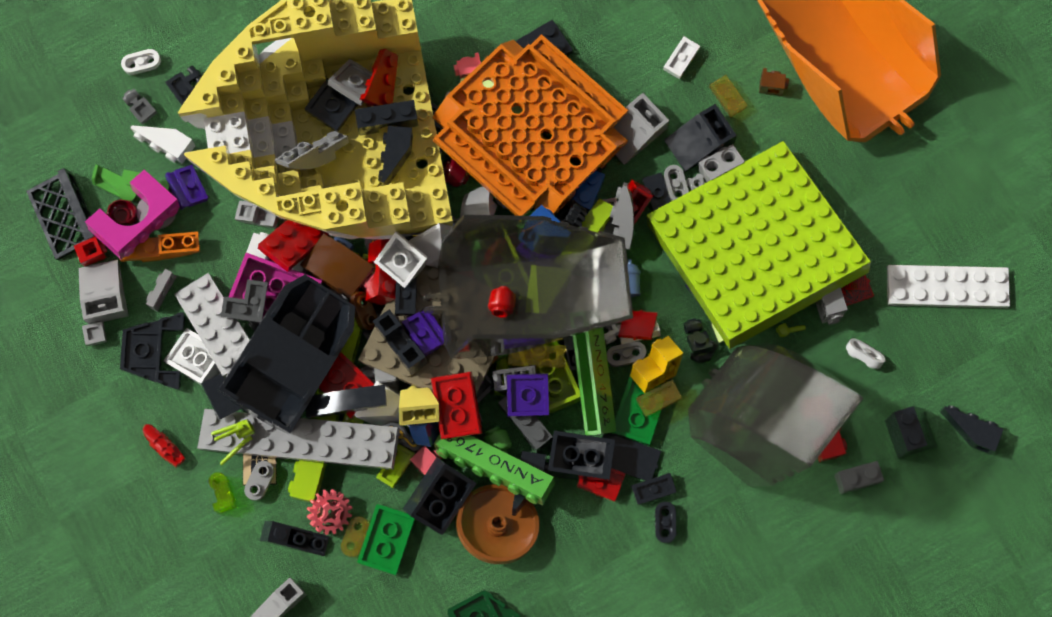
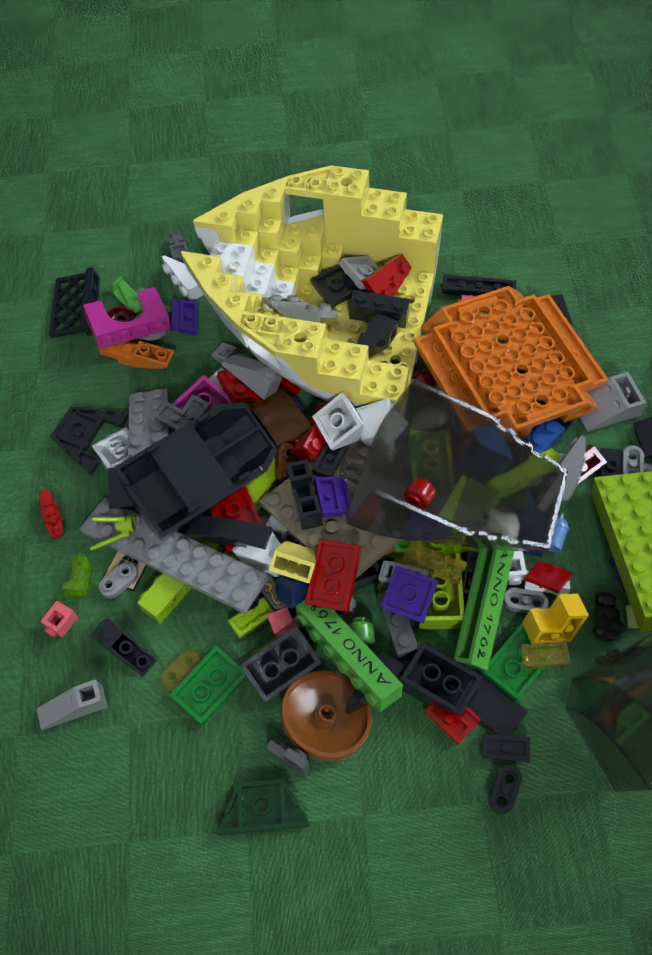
camera: 25 degrees right, 15 degrees down
(86, 247) = (78, 337): red brick -> none
(94, 333) = (46, 402): light grey plate -> none
(102, 292) = (69, 373): light grey slope -> none
(141, 60) = (188, 215): white plate -> none
(164, 282) = (119, 387): light grey plate -> none
(222, 532) = (57, 614): none -> coral brick
(292, 234) = (254, 374): none -> light grey slope
(322, 516) = (177, 633): coral gear -> none
(468, 40) = (473, 285): none -> black plate
(490, 571) = (294, 759): none -> dark grey plate

